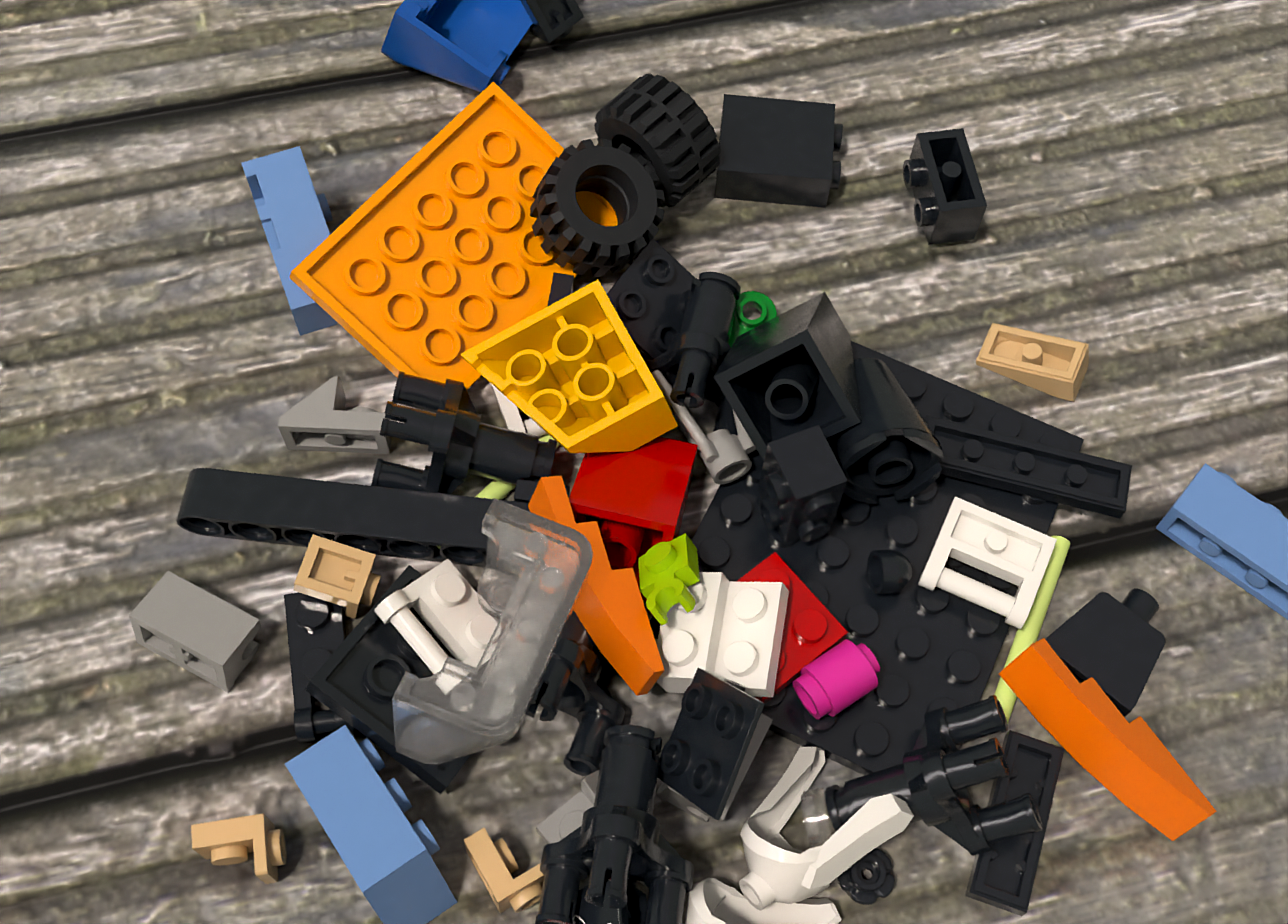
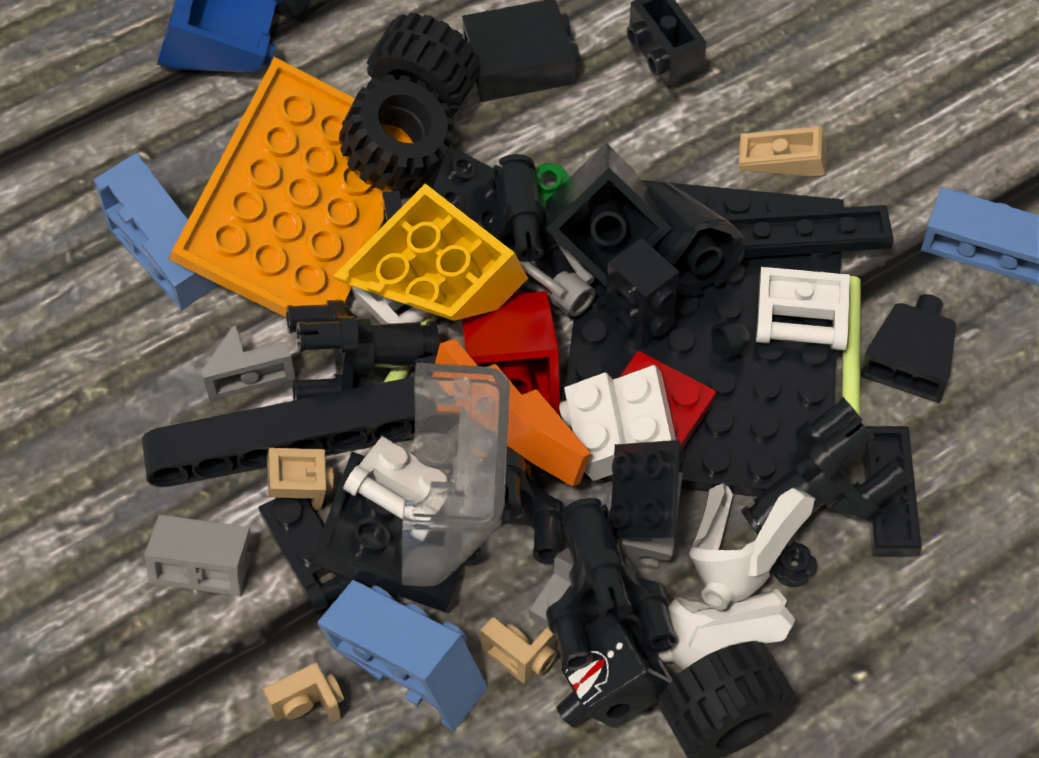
camera: 15 degrees left, 5 degrees down
(666, 574) = (566, 387): lime plate -> none
(816, 817) = (740, 529): clear tile -> none
(837, 679) = (720, 426): dark pink brick -> none
(1115, 752) = (935, 411): orange slope -> none

